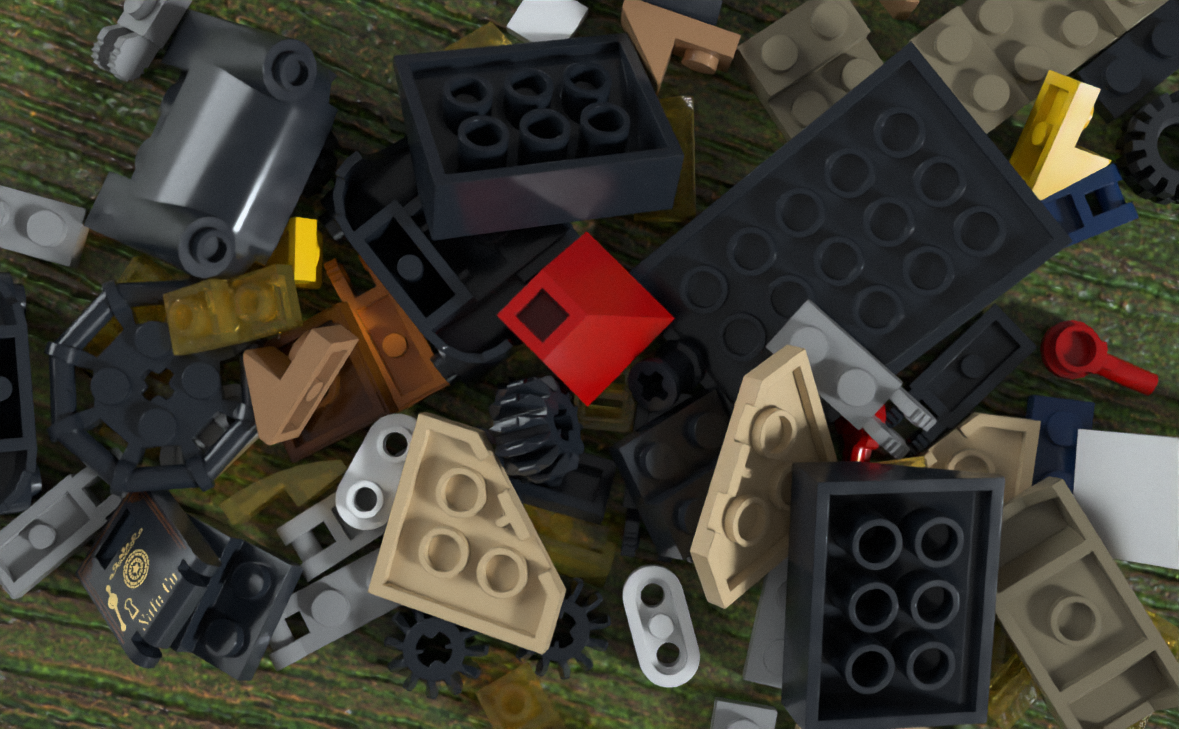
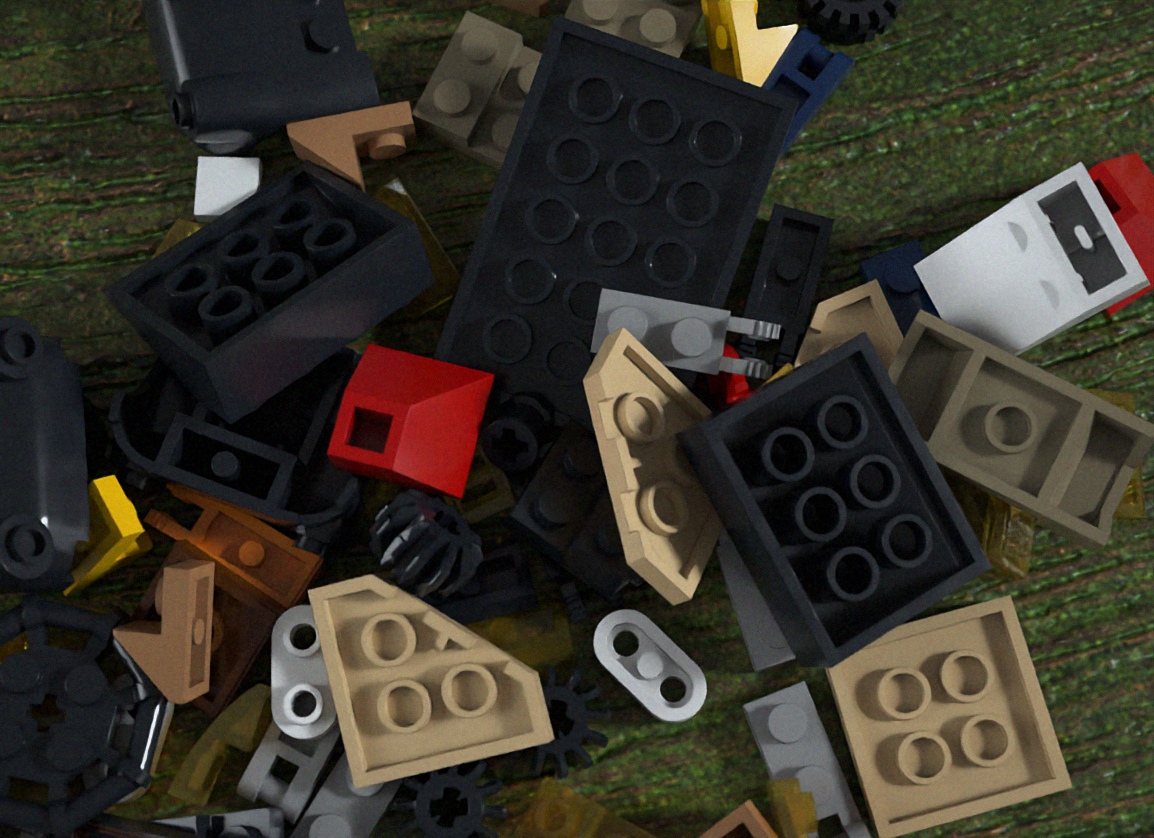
camera: 25 degrees left, 10 degrees down
(232, 310) = (80, 601): clear yellow slope -> none
(1075, 350) = (872, 204): red plate -> none

